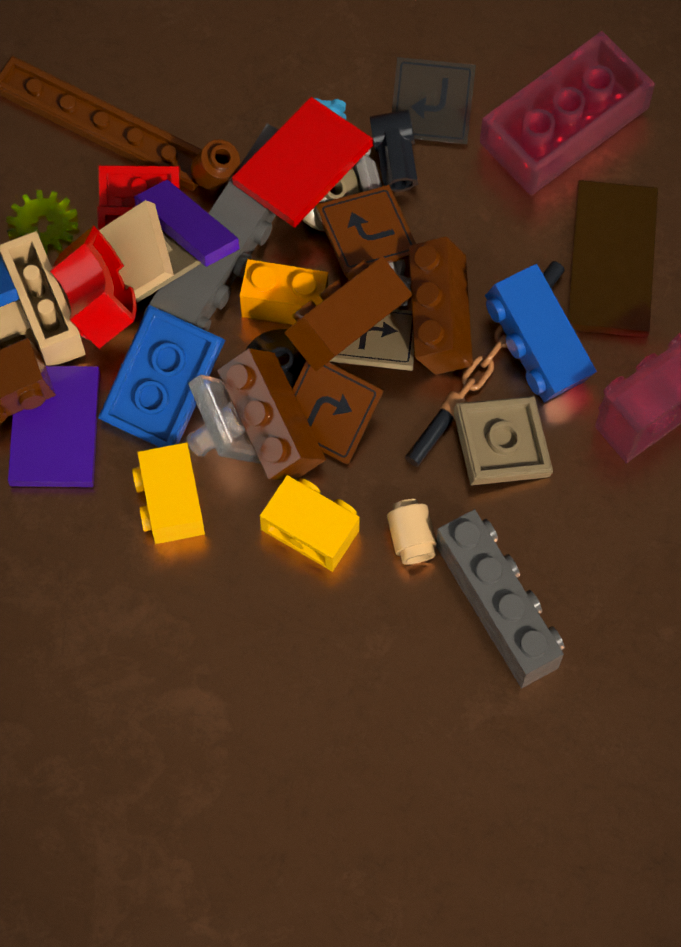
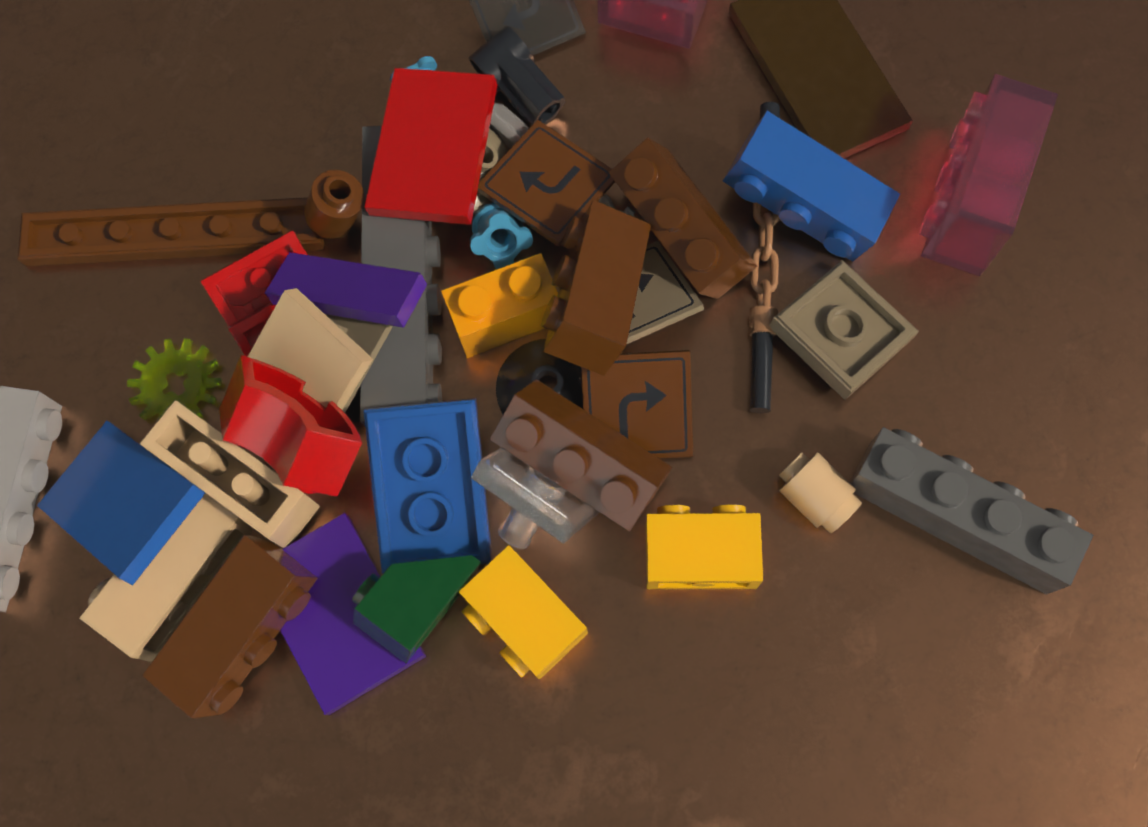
camera: 25 degrees left, 5 degrees up
(104, 441) = (410, 601): none -> dark green slope
(306, 251) = (498, 245): none -> dark azure brick

